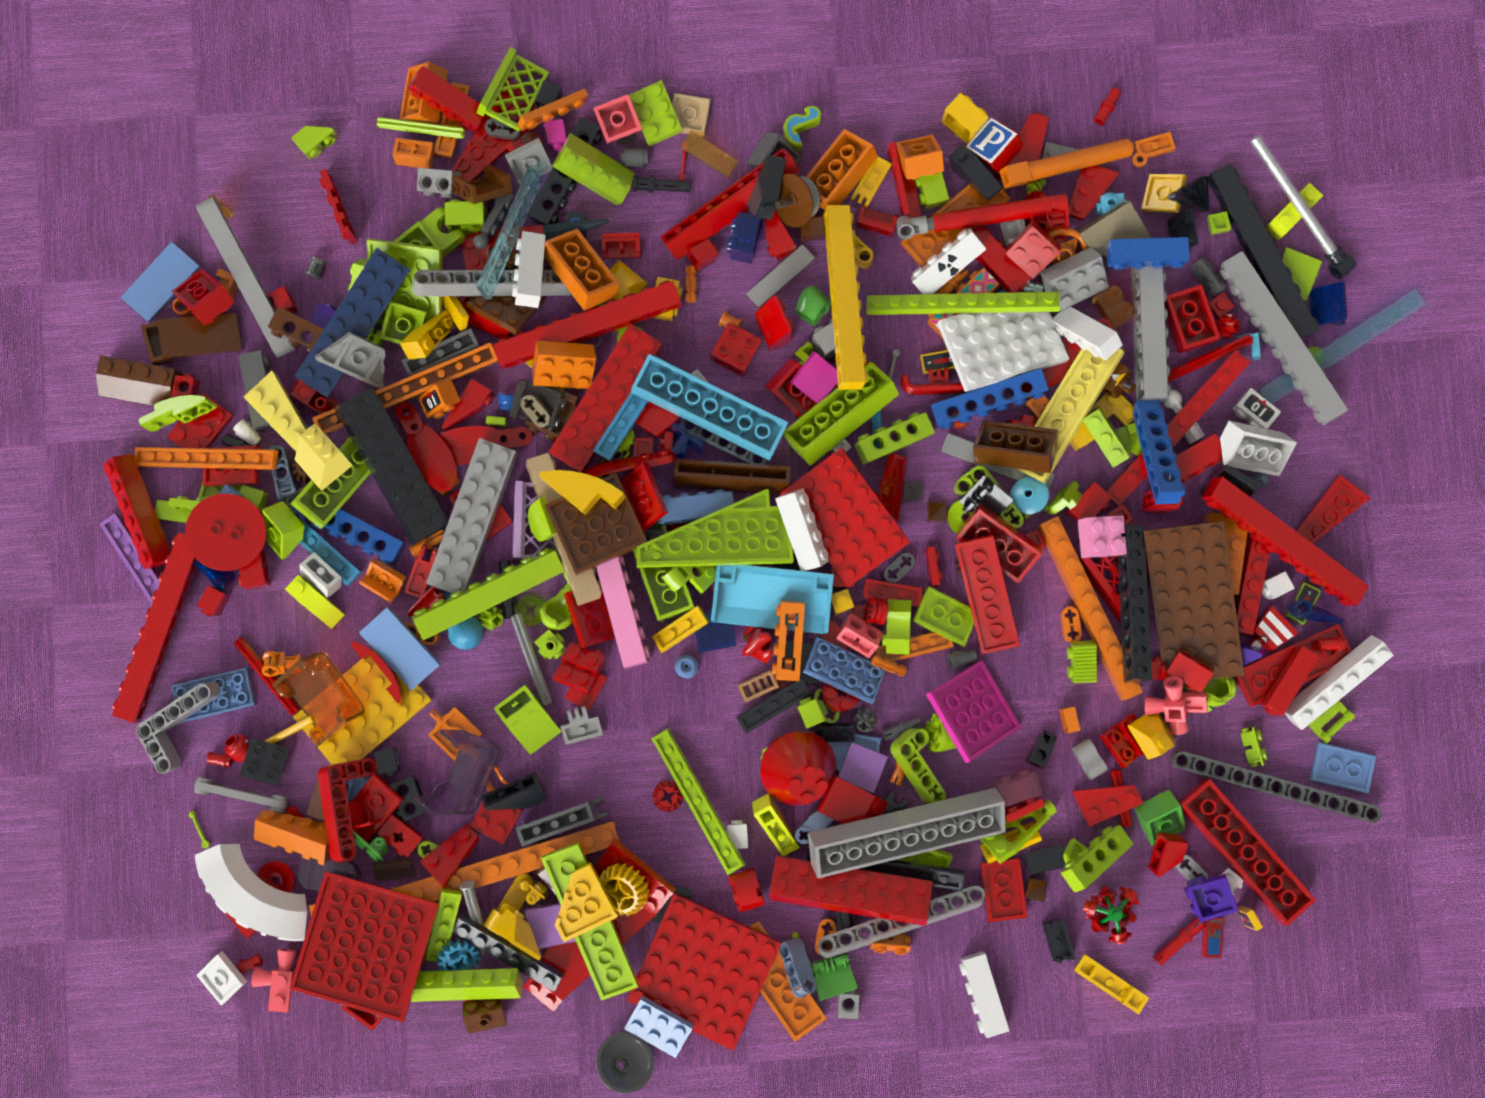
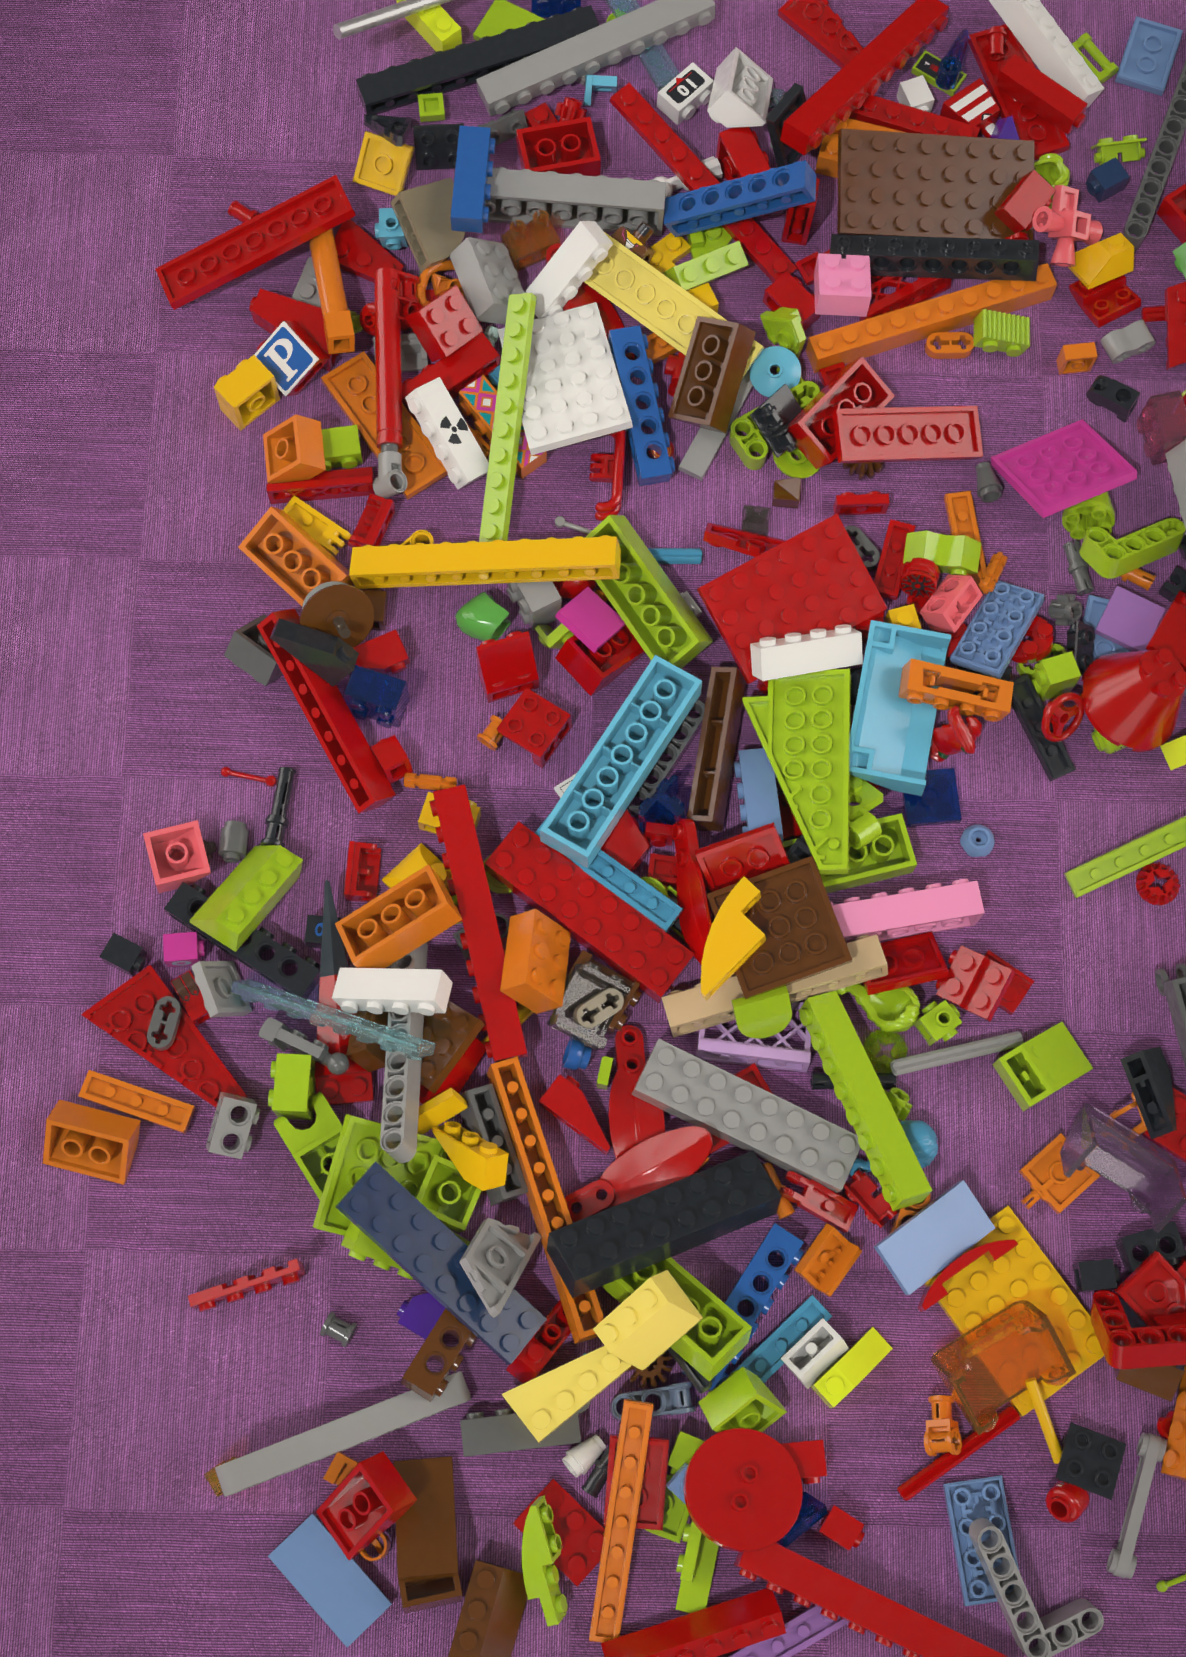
camera: 90 degrees left, 10 degrees down
(180, 381) = (514, 1560): red brick -> none
(219, 759) = (1081, 1535): red pin -> none
(282, 298) = (385, 1383): red brick -> none
(314, 139) = (135, 1316): lime slope -> none
(413, 153) = (180, 1162): orange hinge -> none
(421, 127) = (142, 1147): lime axle -> none
(439, 399) = (567, 1149): orange brick -> none
(446, 98) = (109, 1097): red brick -> none
(493, 185) = (253, 1053): reddish brown panel -> none
(498, 82) = (101, 1025): lime fence -> none
(549, 111) = (153, 952): orange plate -> none
(580, 726) = (1057, 992): light grey hinge -> none
(655, 113) = (172, 803): lime plate -> none
(680, 629) = (928, 839): yellow plate -> none
(692, 113) = (179, 761): tan tile -> none
(709, 154) = (243, 738): clear yellow tile -> none
(744, 692) = (1000, 748): medium nougat slope -> none
(780, 276) = (434, 660): light grey tile -> none
(780, 717) = (1059, 715): none -> red piece
(798, 123) = (218, 619): lime animal -> none
(921, 427) = (673, 496): lime brick -> none
(936, 360) = (578, 467): tile -> none
(944, 616) = (930, 495): lime tile -> none
(974, 172) = (325, 388): black slope -> none
(1084, 108) = (255, 242): none -> red plate
(1152, 147) = (314, 164): orange hinge -> none
(1210, 357) = (609, 130): red axle -> none
(1225, 737) = (1107, 180): none -> dark blue brick

